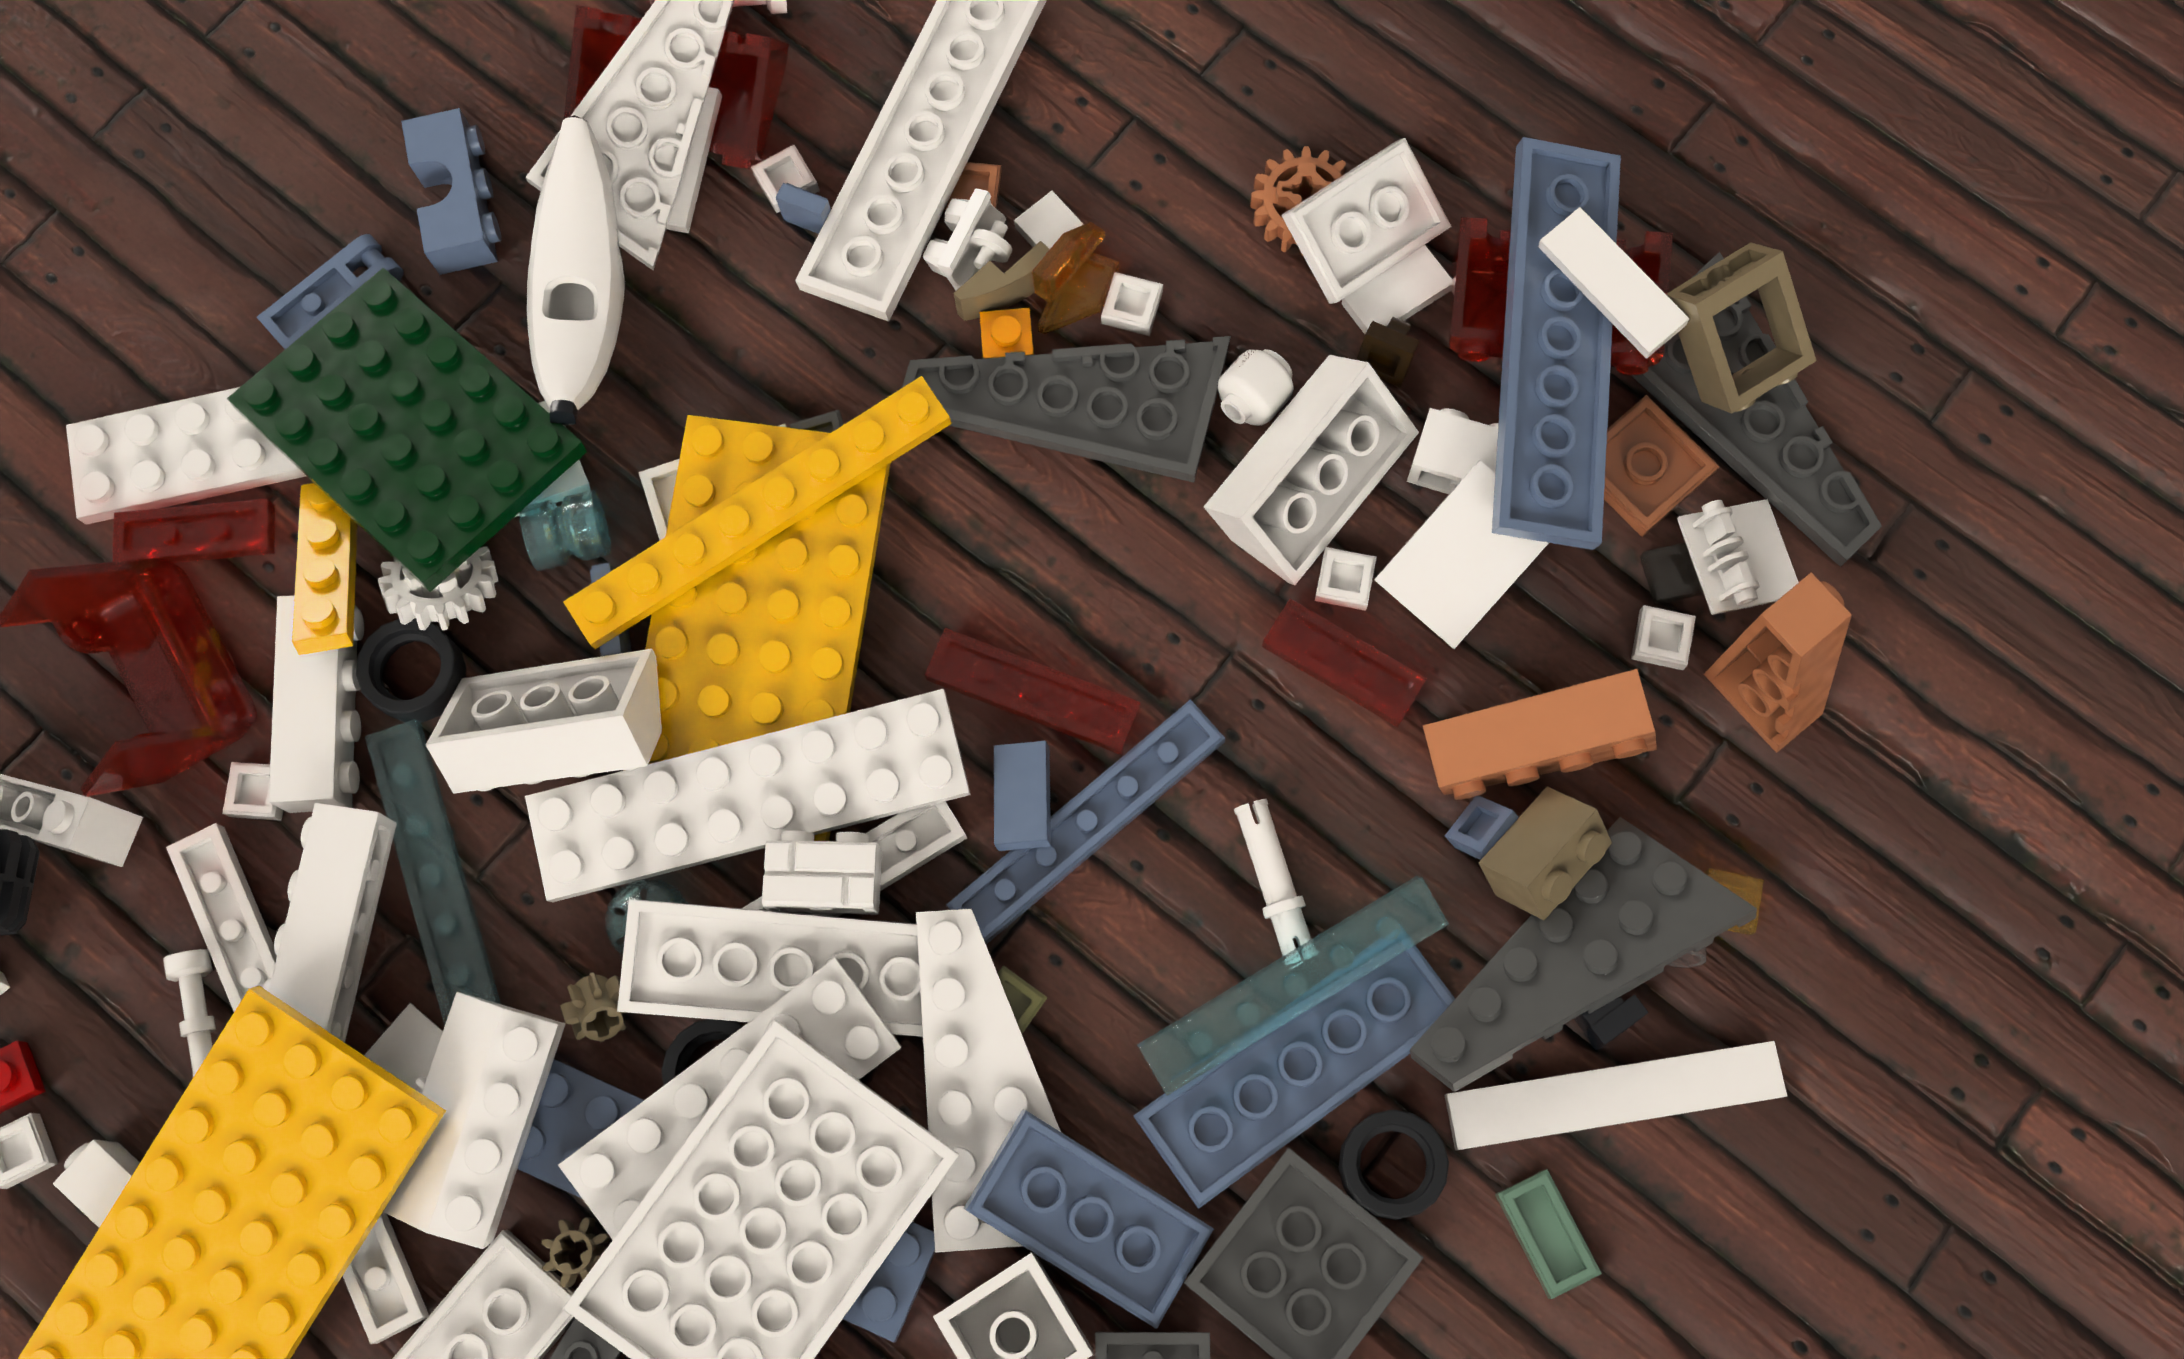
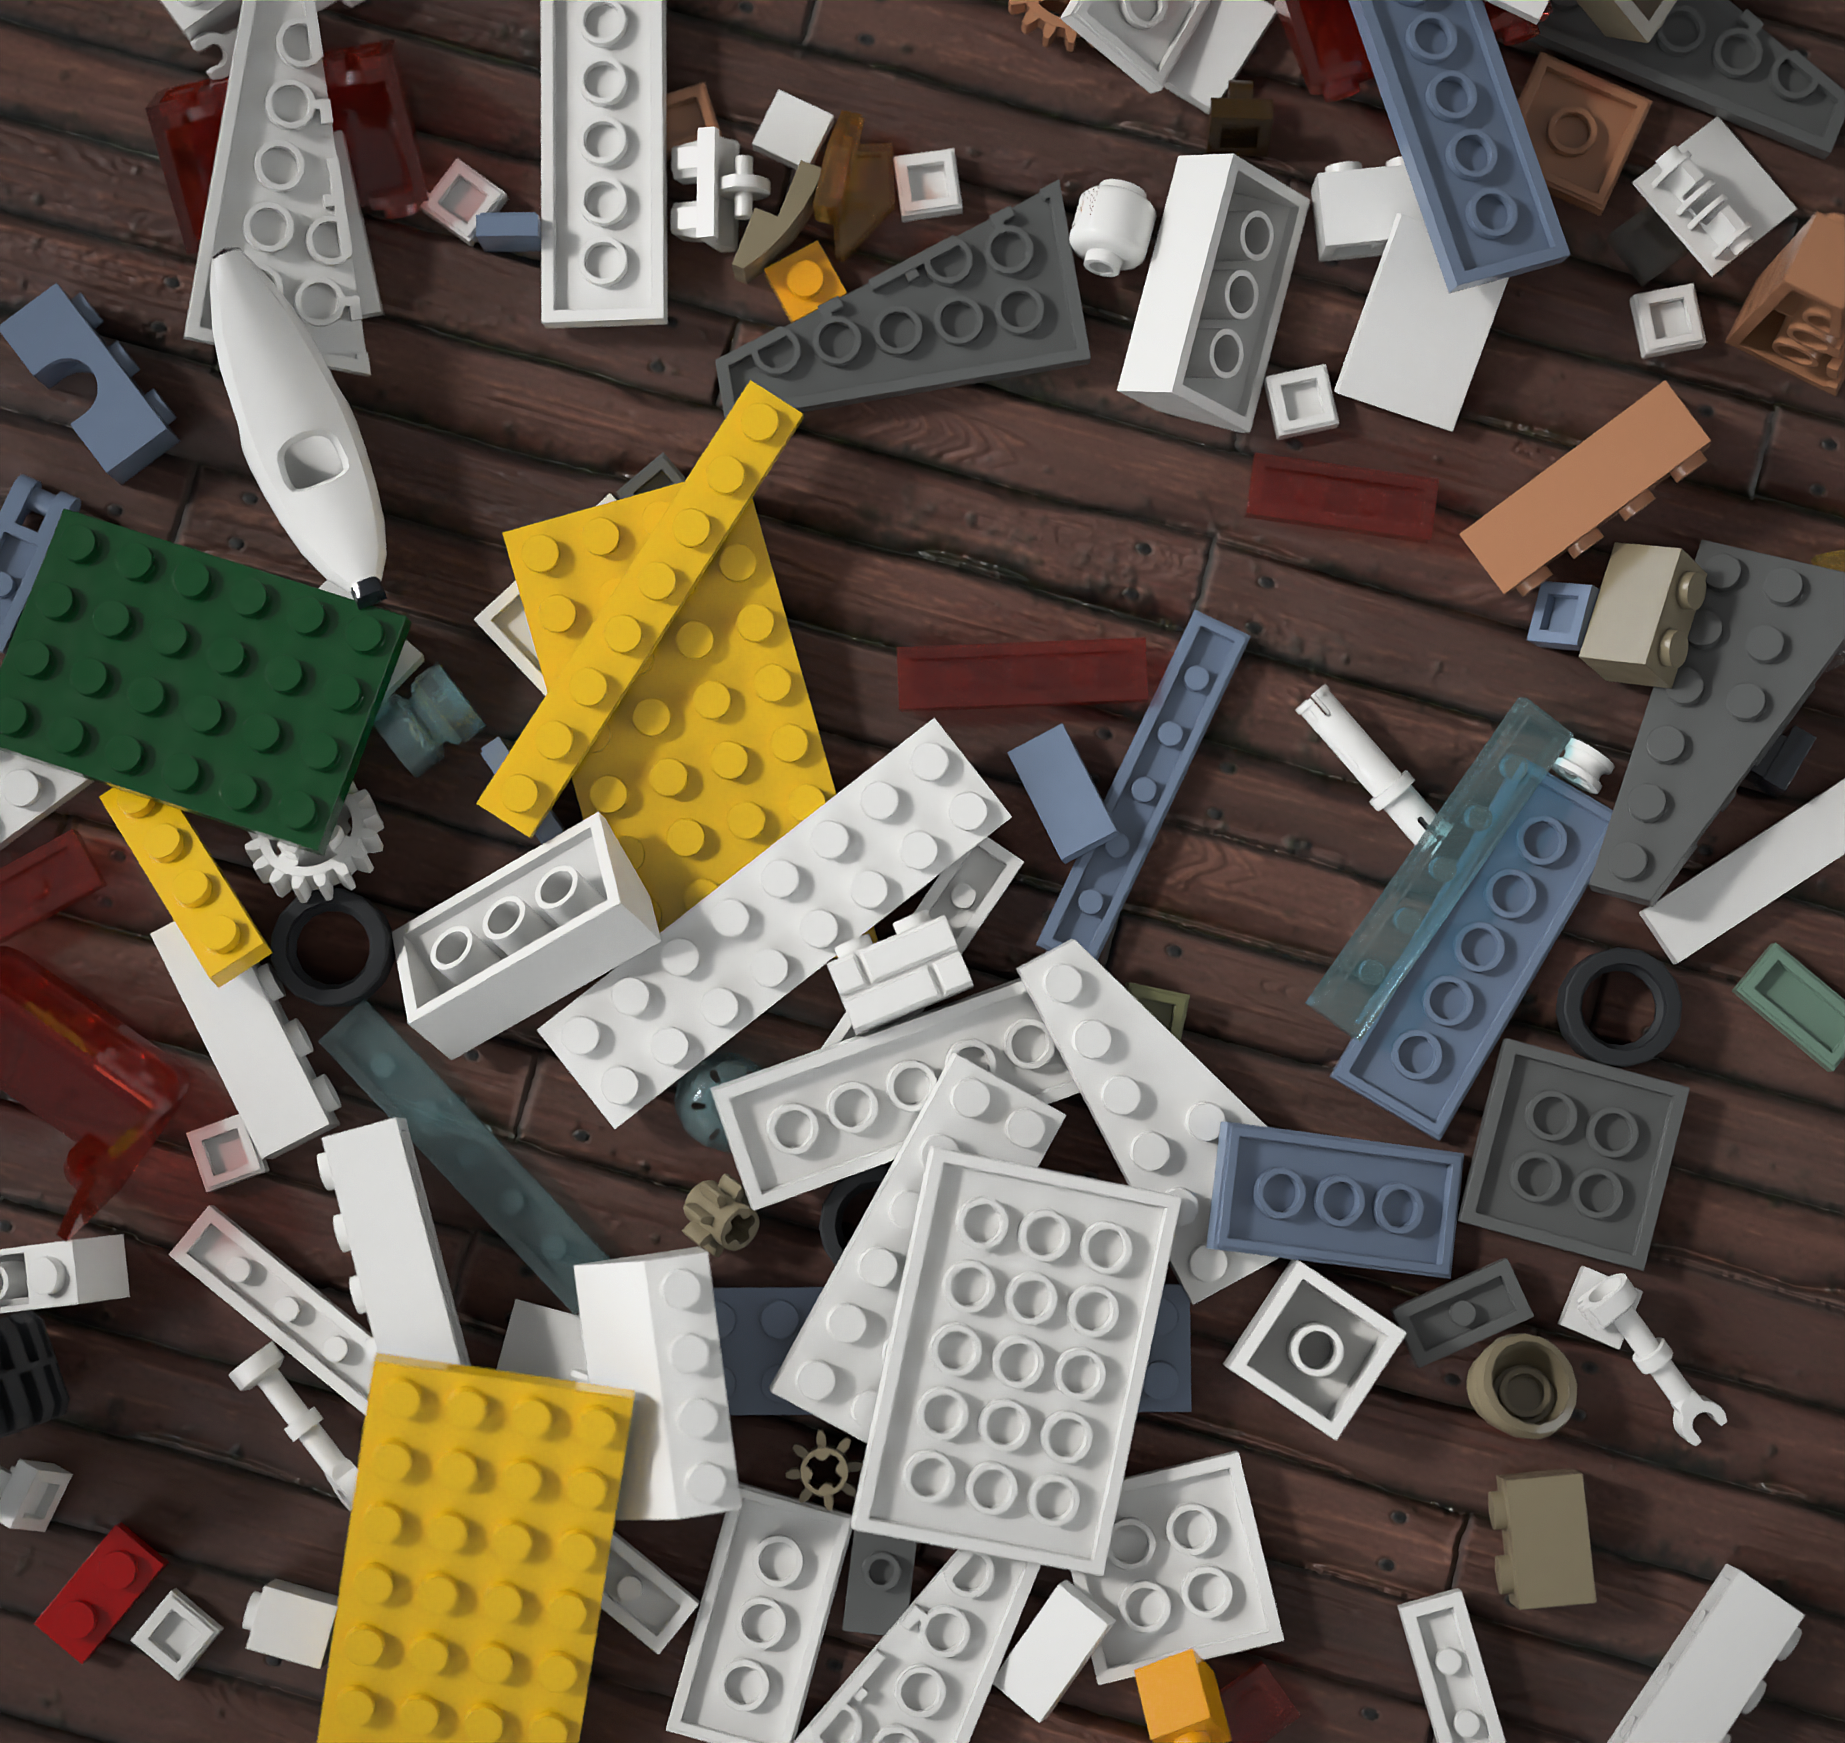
camera: 25 degrees left, 10 degrees up
(1446, 954) = (1583, 766): none -> white bush

